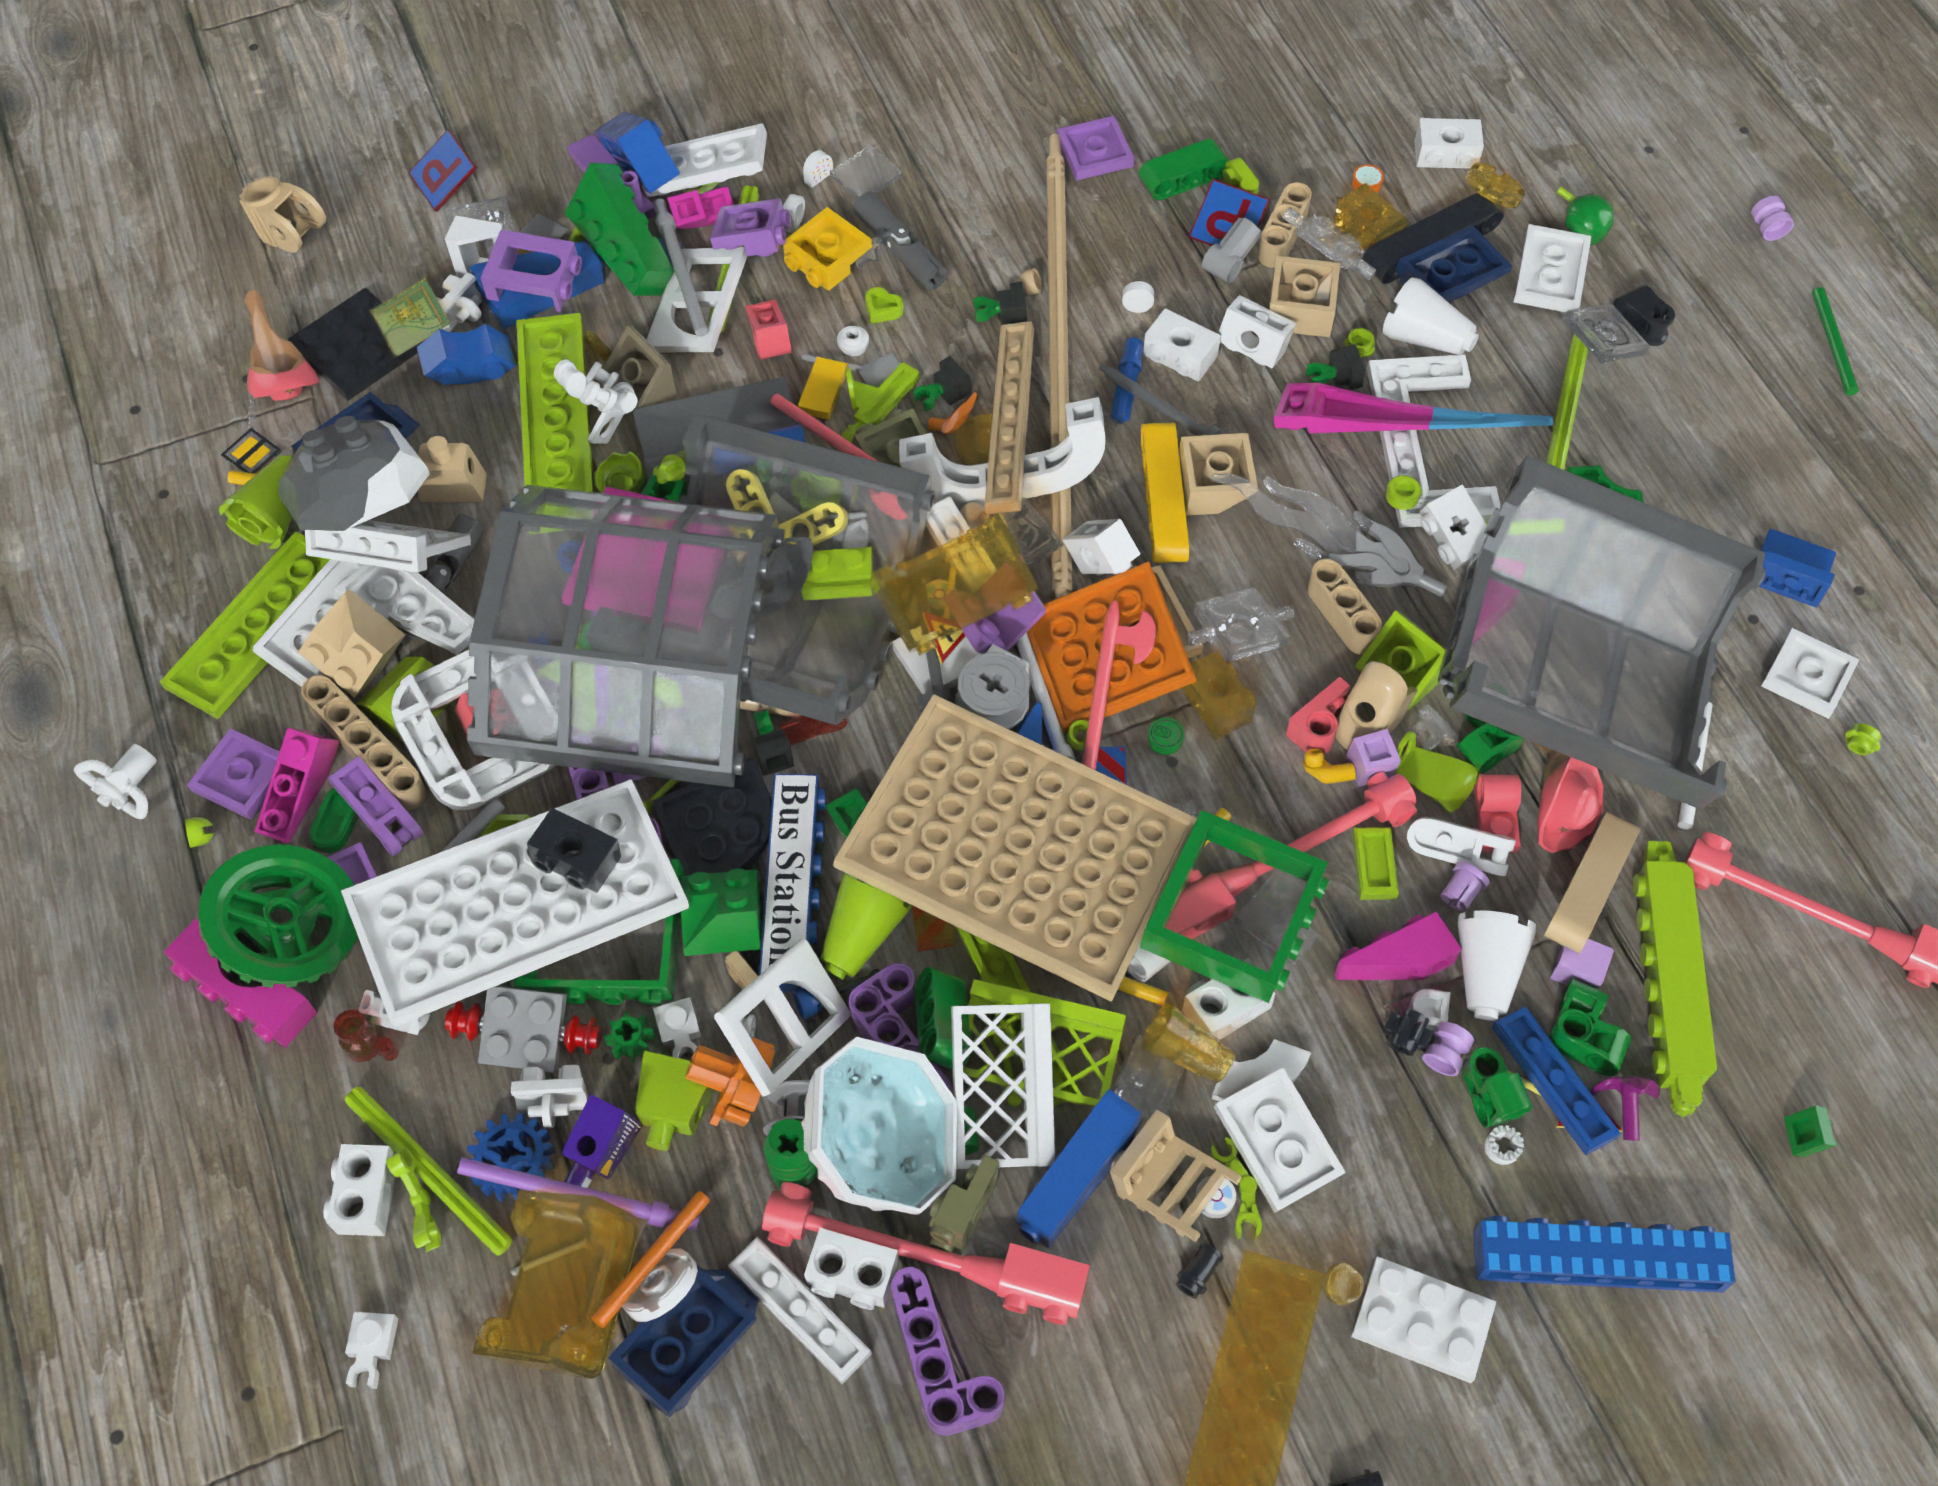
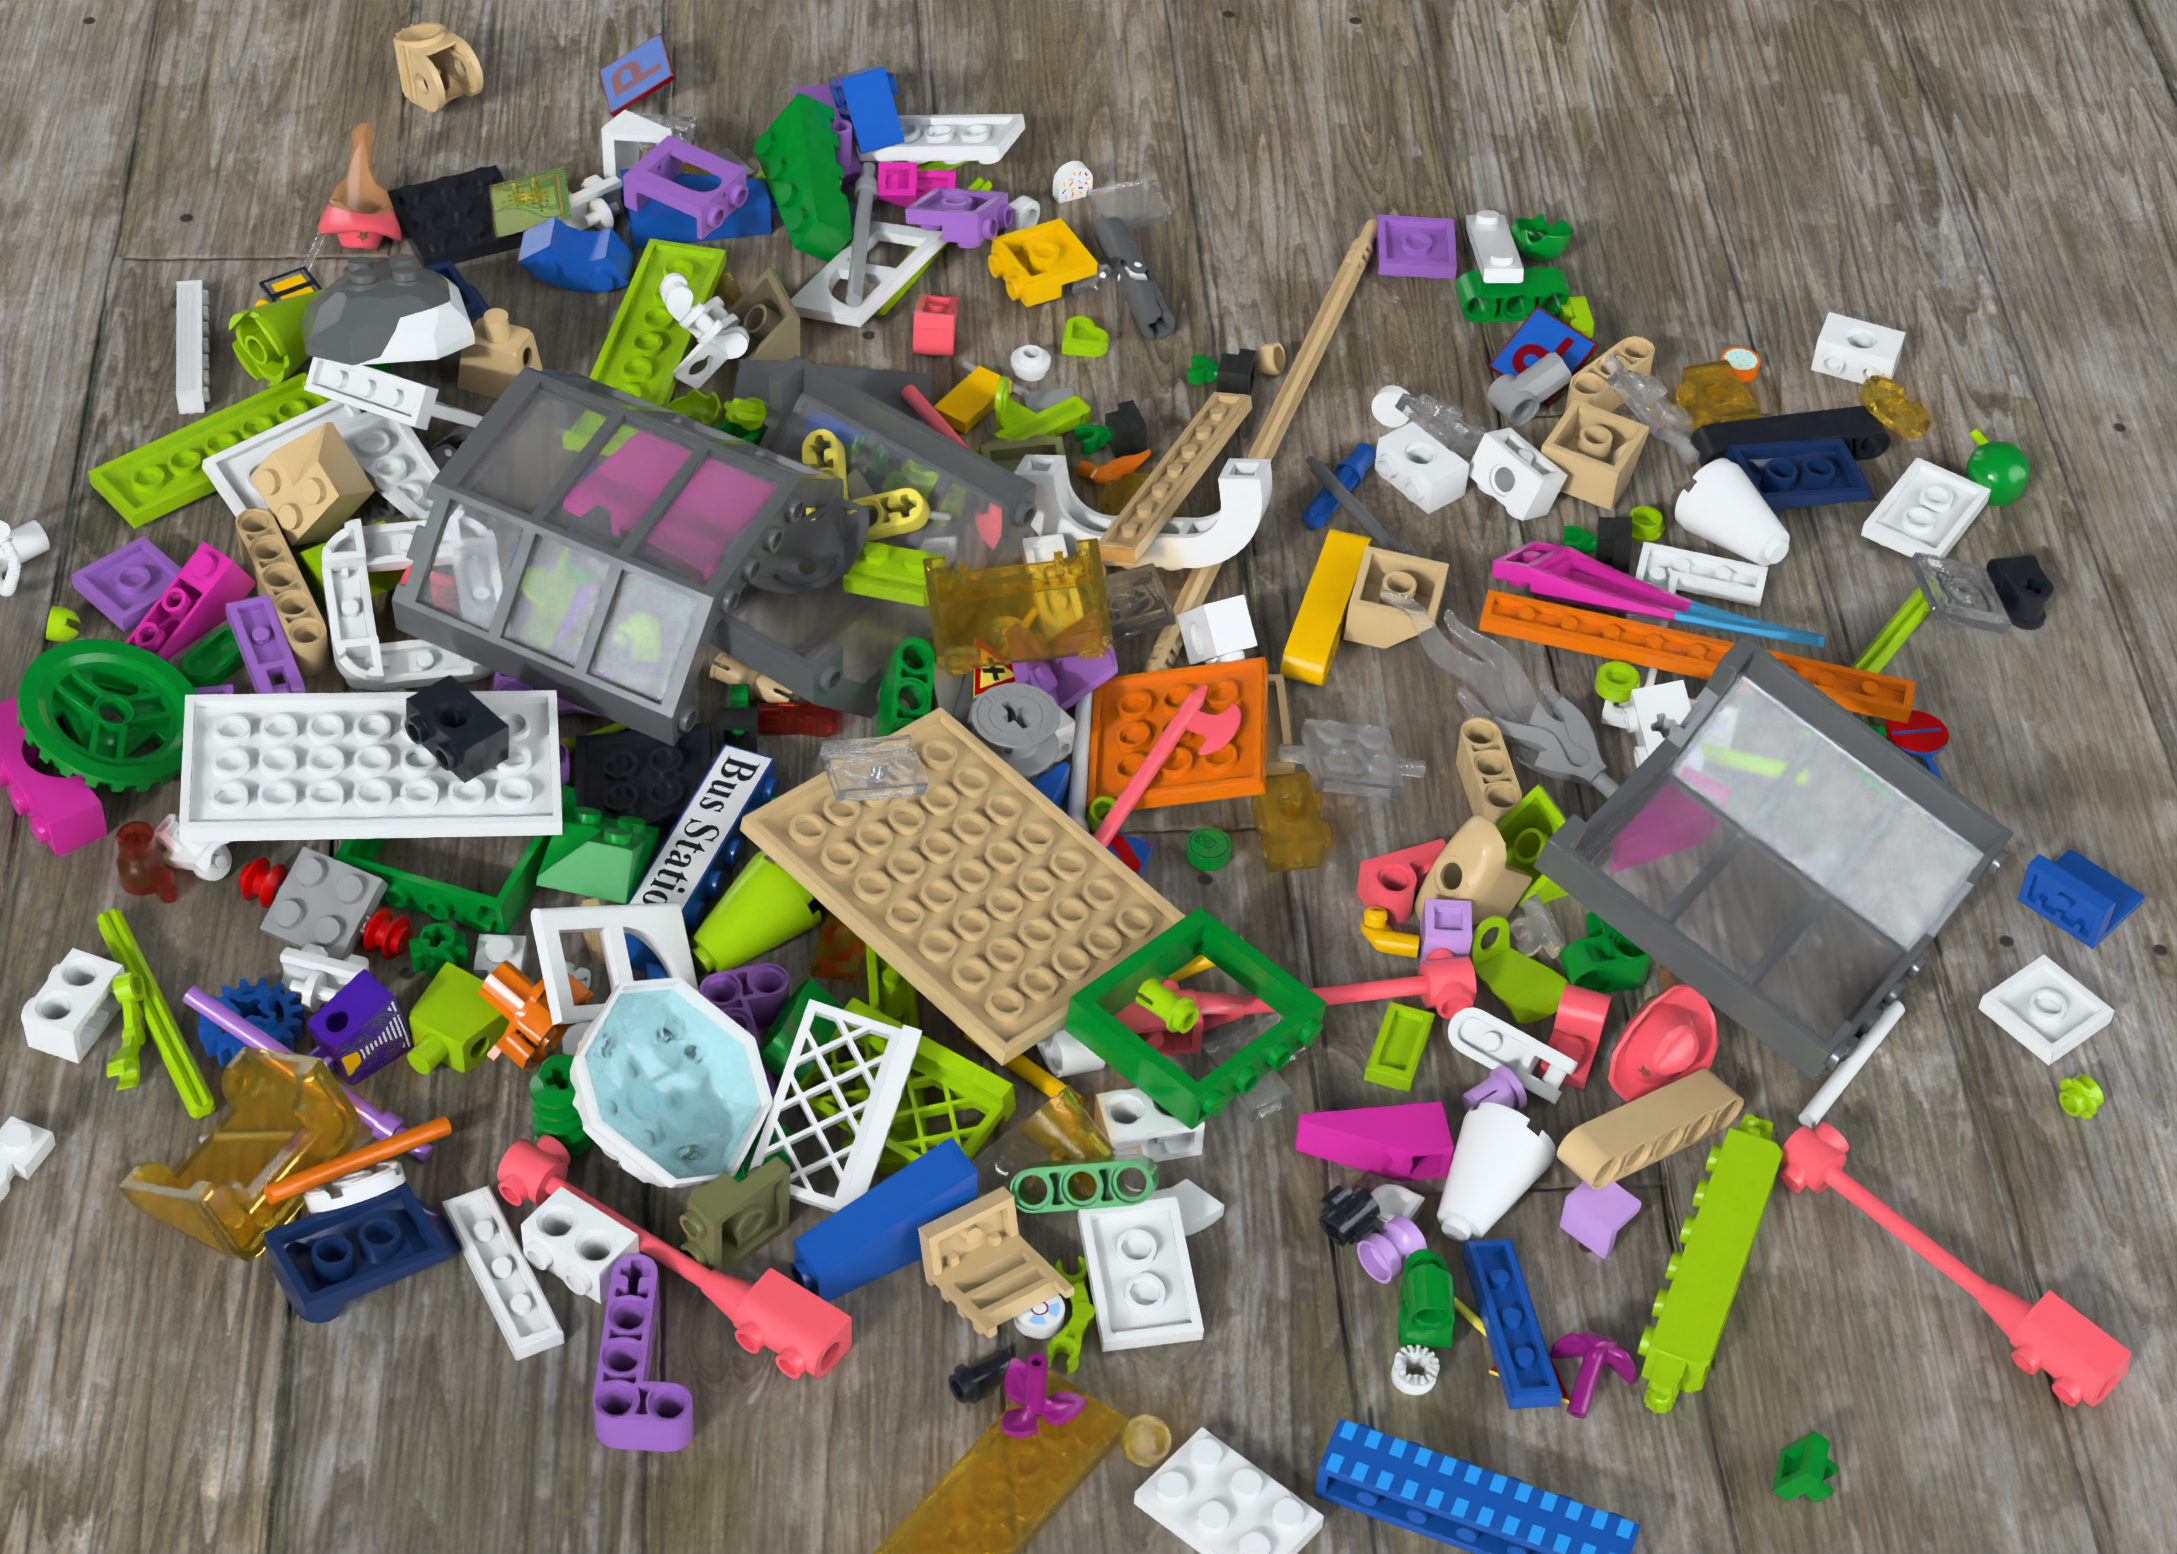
camera: 15 degrees right, 15 degrees down
(193, 533) = (192, 346): none -> white piece
(901, 675) = (905, 683): none -> green beam
(912, 774) = (873, 768): none -> clear plate
(1156, 134) = (1494, 247): none -> white plate
(1183, 114) = (1540, 240): none -> green hair
(1188, 305) = (1443, 422): none -> clear plate
(1222, 915) = (1177, 1012): none -> lime pin
(1235, 1084) = (1065, 1197): none -> beam
(1255, 1283) = (1027, 1387): none -> magenta plant
(1450, 452) = (1681, 651): none -> orange plate
(1597, 1043) = (1568, 1284): green piece -> none
(1625, 463) = (1920, 737): none -> red piece

